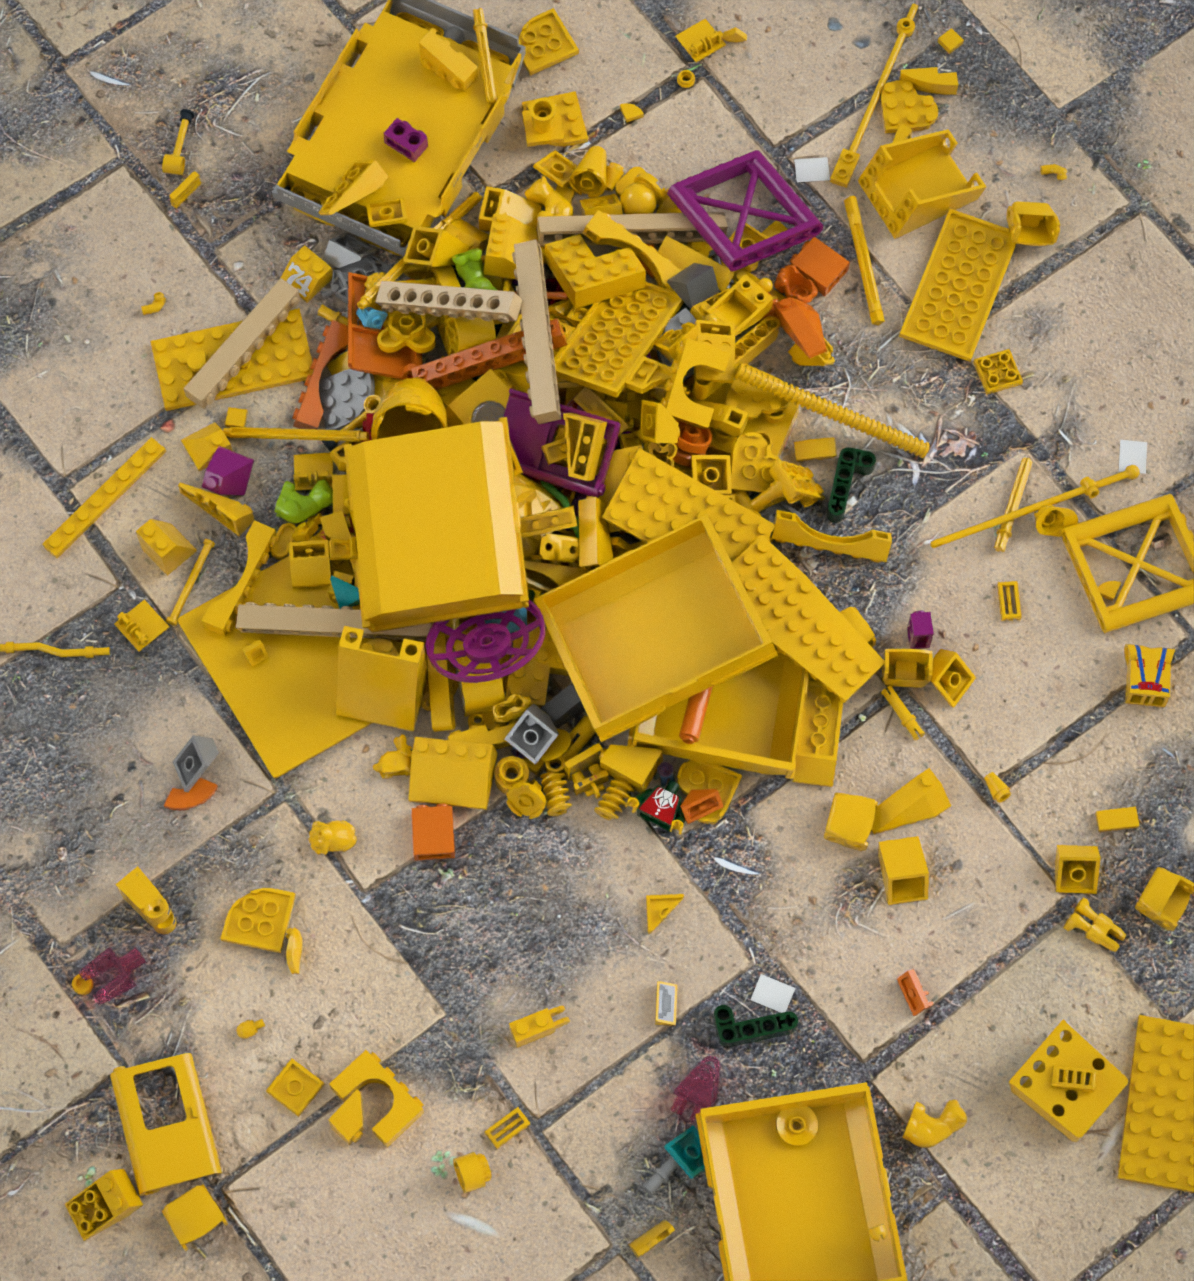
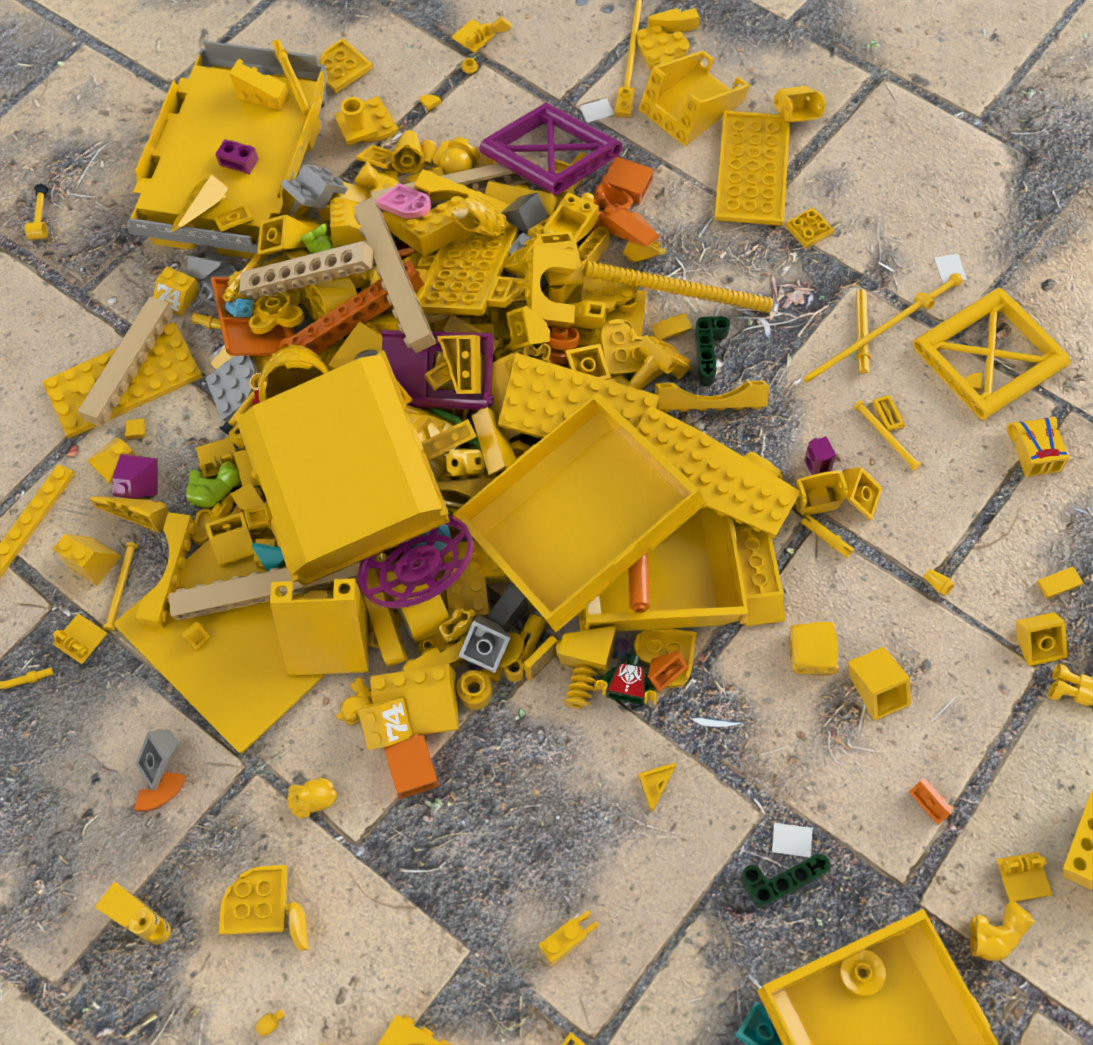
camera: 10 degrees left, 5 degrees down
(81, 986) = (83, 1022): yellow tile -> none
(108, 960) = (124, 1007): clear pink piece -> none
(156, 306) = (41, 351): yellow arm -> none
(185, 189) = (50, 248): yellow tile -> none
(301, 434) = (185, 428): yellow piece -> none
(311, 410) = (202, 402): orange arch -> none
(418, 785) = (385, 723): none -> yellow slope
(480, 196) = (314, 186): none -> light grey bracket
(526, 799) = (495, 709): yellow tile -> none
(555, 793) = (521, 696): yellow piece -> none
(569, 241) = (405, 202): none -> bright pink tile
(592, 784) = (553, 678): yellow hips -> none
(644, 283) = (480, 217): none -> yellow head
(666, 1004) = (690, 879): slope -> none
(698, 1087) = (750, 961): clear pink piece -> none
(864, 261) = (664, 167): yellow piece -> none
(915, 801) = (868, 614): yellow wedge -> none
(977, 1082) = (1024, 876): none -> yellow hinge
(982, 585) = (887, 435): none -> yellow bar
(1052, 519) = (903, 333): yellow piece -> none
(1054, 168) = (807, 63): yellow arm -> none

